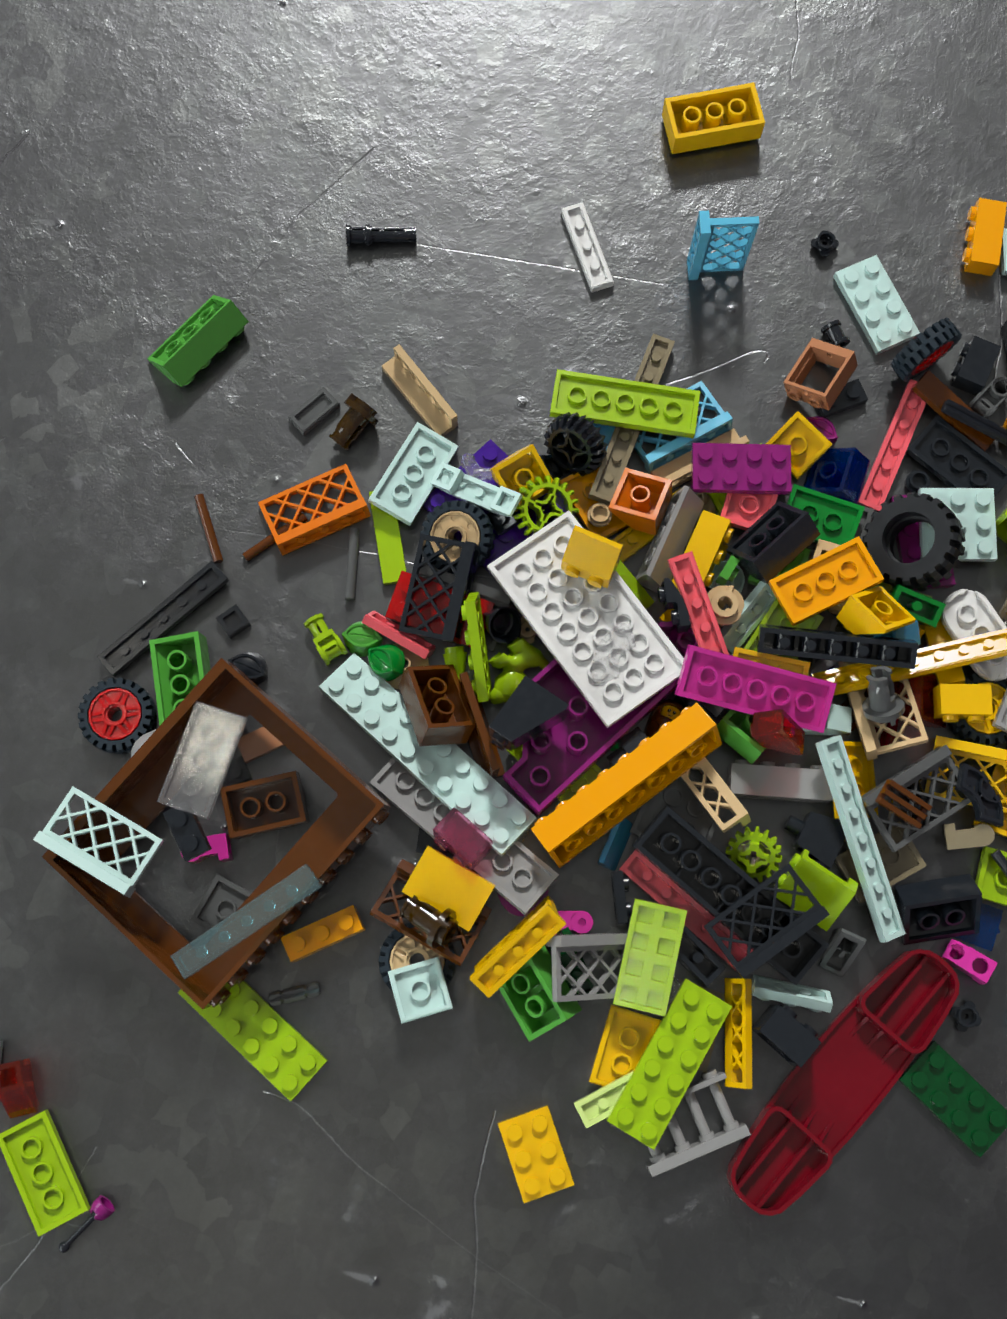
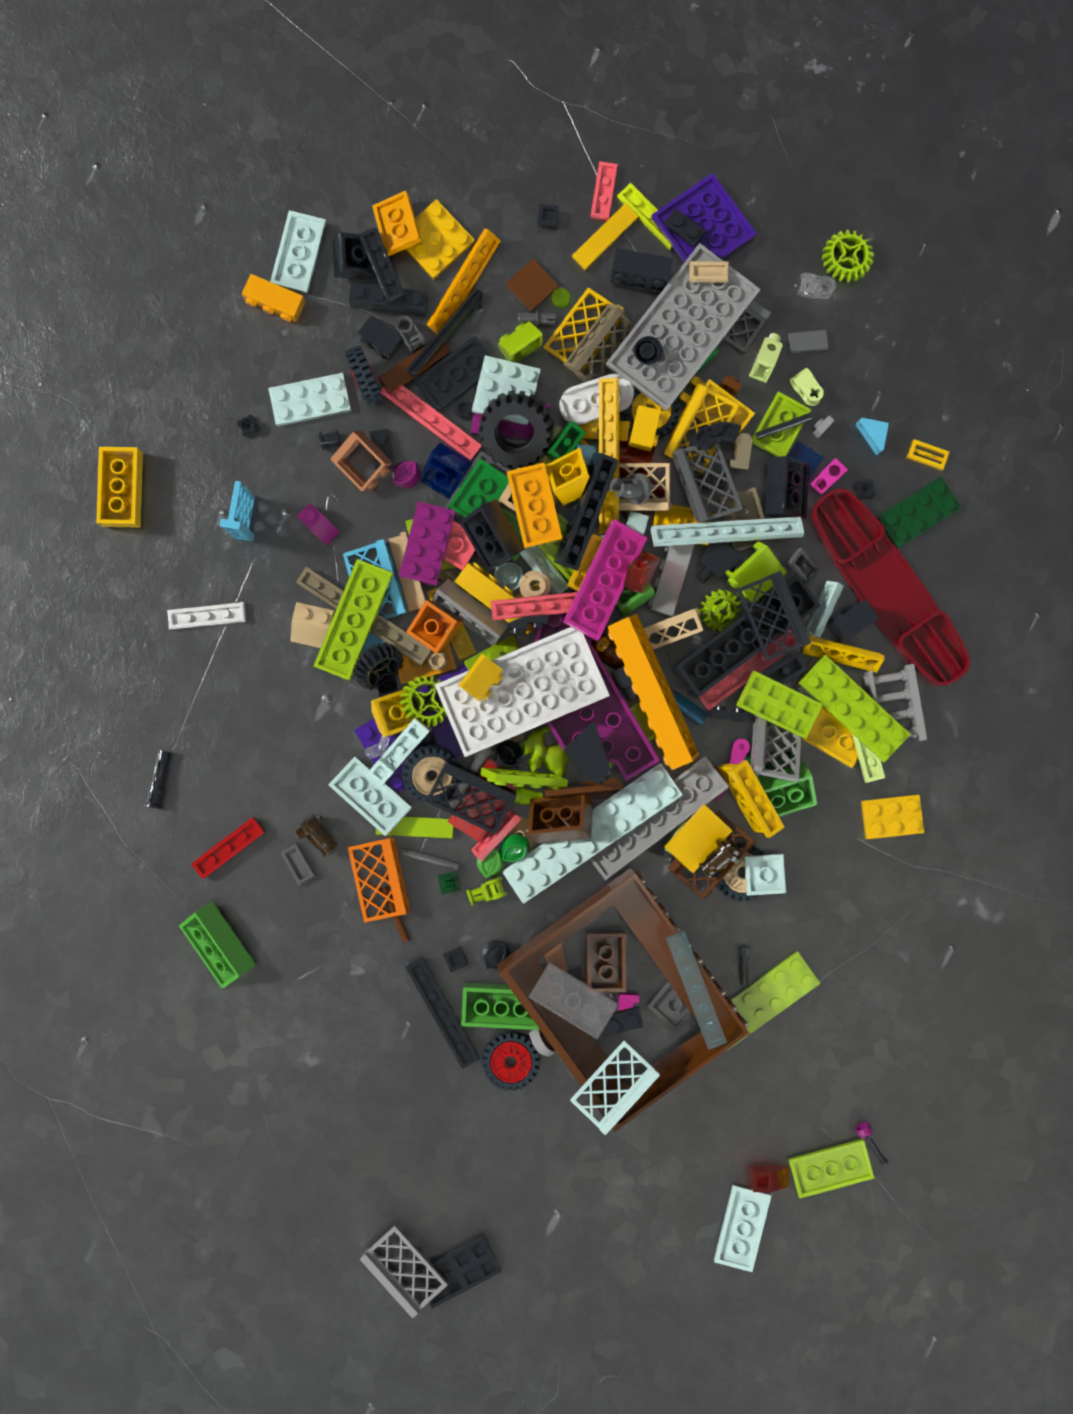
camera: 80 degrees left, 10 degrees up
(208, 528) = (376, 965): reddish brown bar -> none
(316, 327) = (228, 848): none -> red plate
(323, 933) = (708, 936): light orange brick -> none
(327, 592) = (449, 882): none -> dark green tile
(420, 392) = (303, 777): tan fence -> none
(462, 839) = (665, 821): clear pink brick -> none
(607, 357) = (310, 624): none -> tan slope
(729, 571) = (506, 574): bright green plate -> none
(730, 343) = (318, 524): none -> magenta slope
(805, 441) = (413, 489): yellow tile -> none
(920, 814) = (721, 484): reddish brown tile -> none

